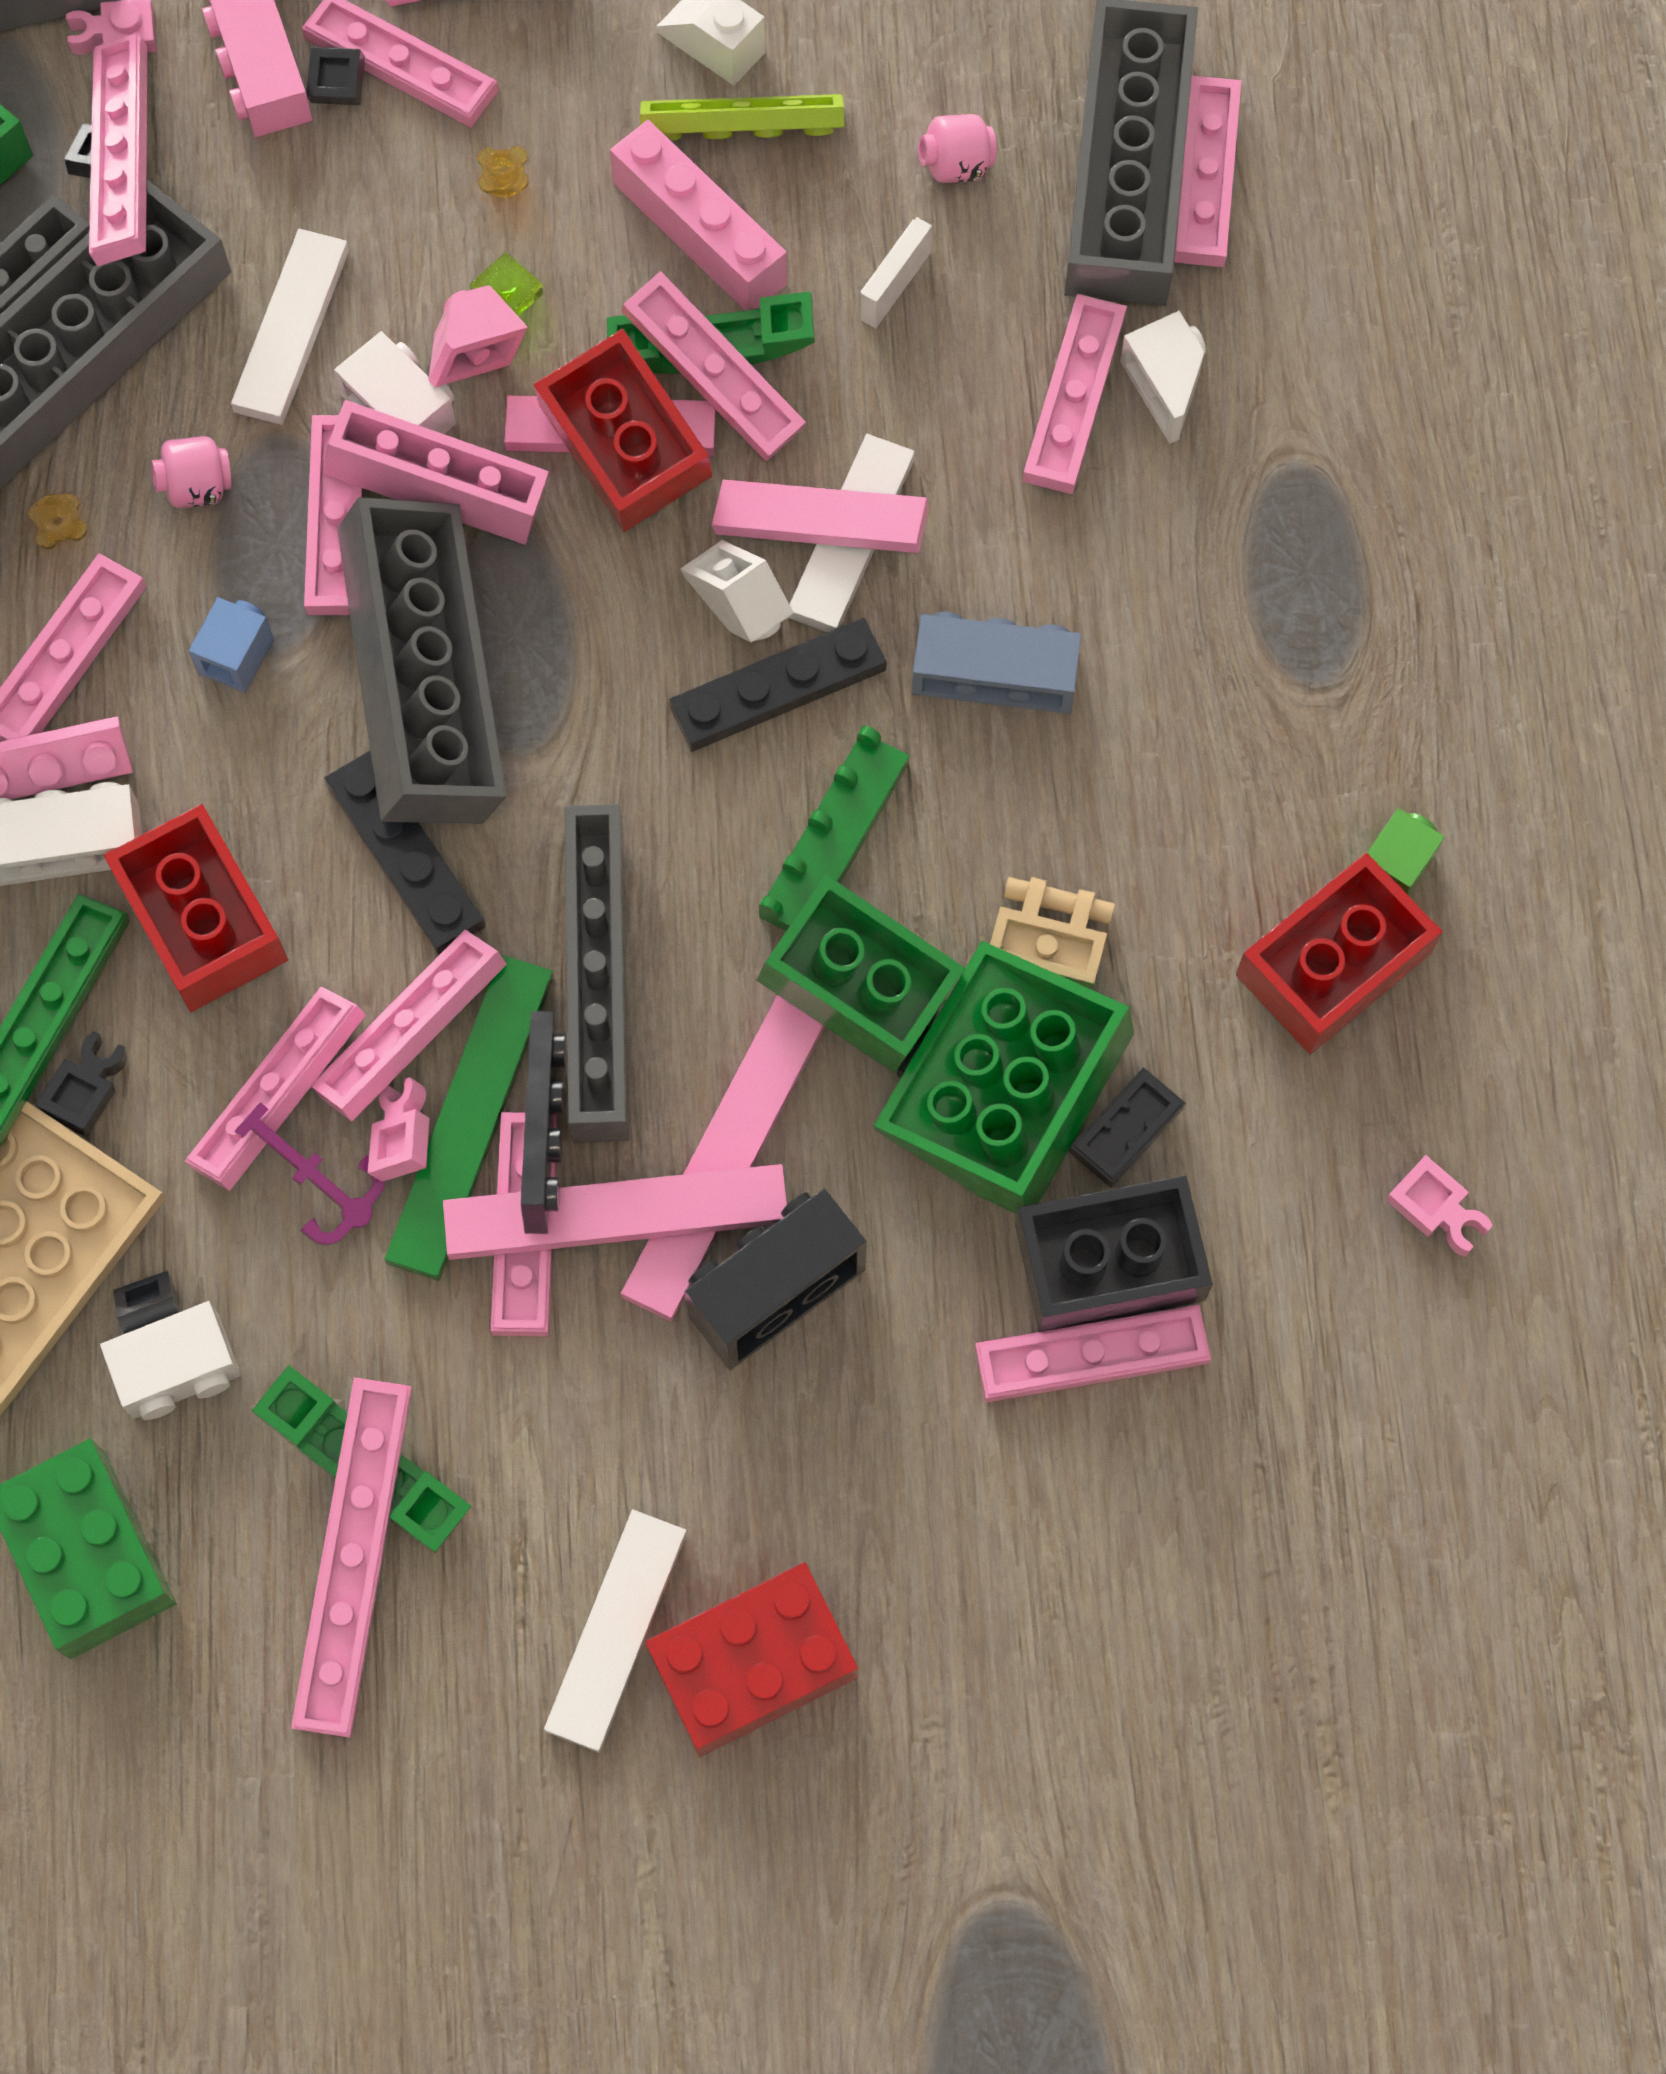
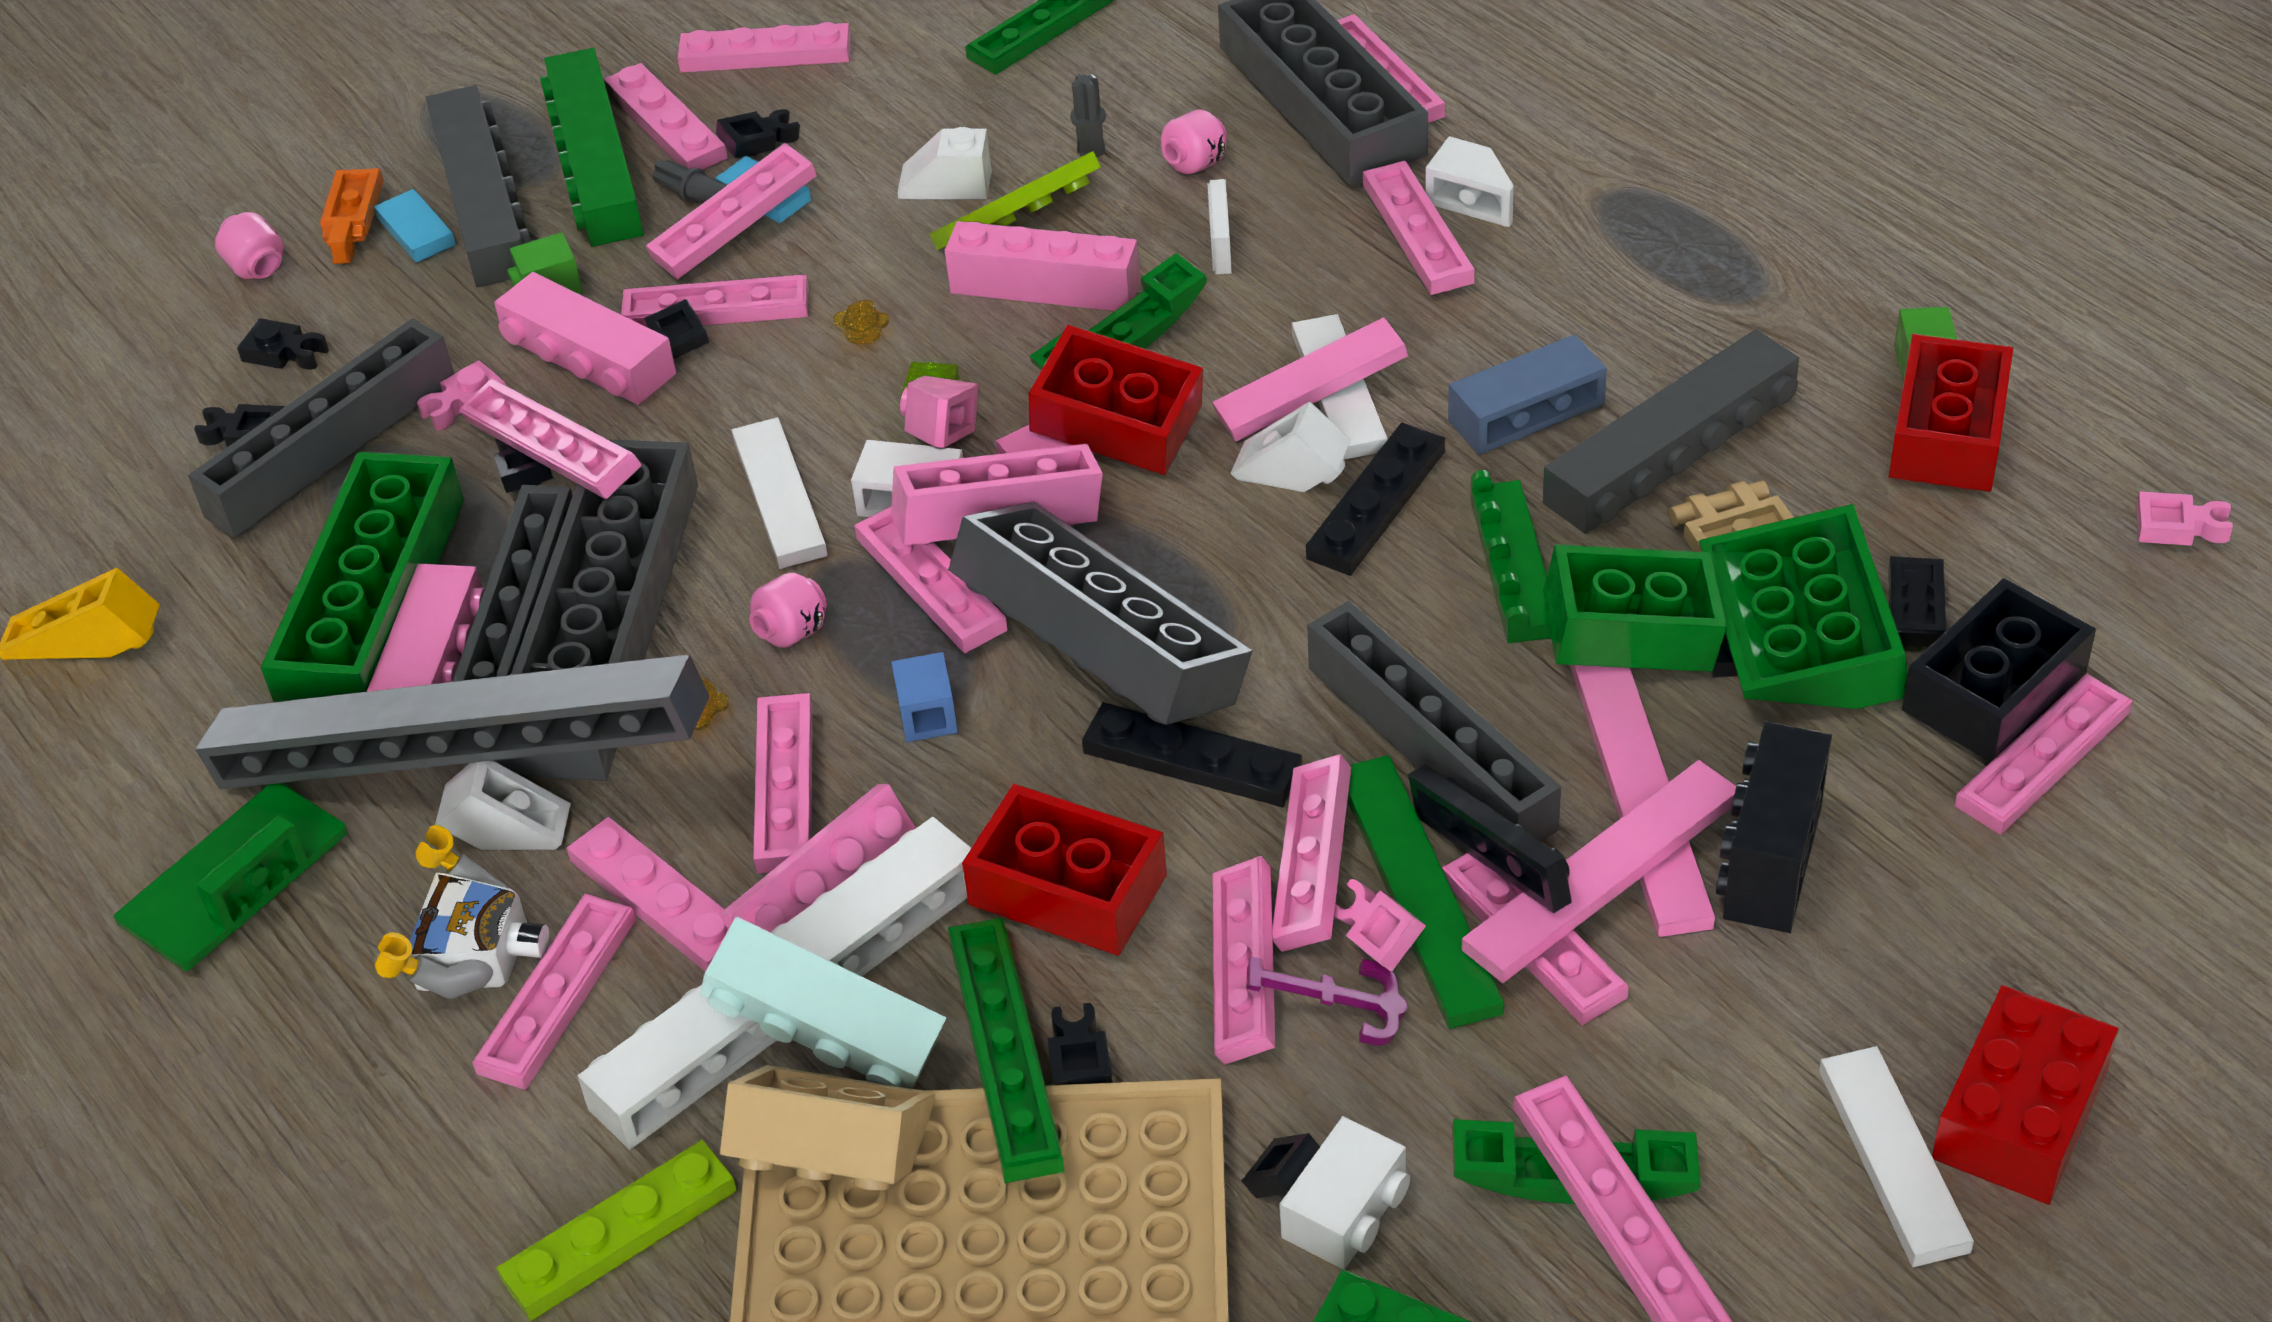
camera: 30 degrees left, 25 degrees down
(713, 366) = (1175, 338): bright pink plate -> none
(875, 58) = (1088, 115): none -> dark grey axle
(1086, 794) = (1670, 431): none -> dark grey brick

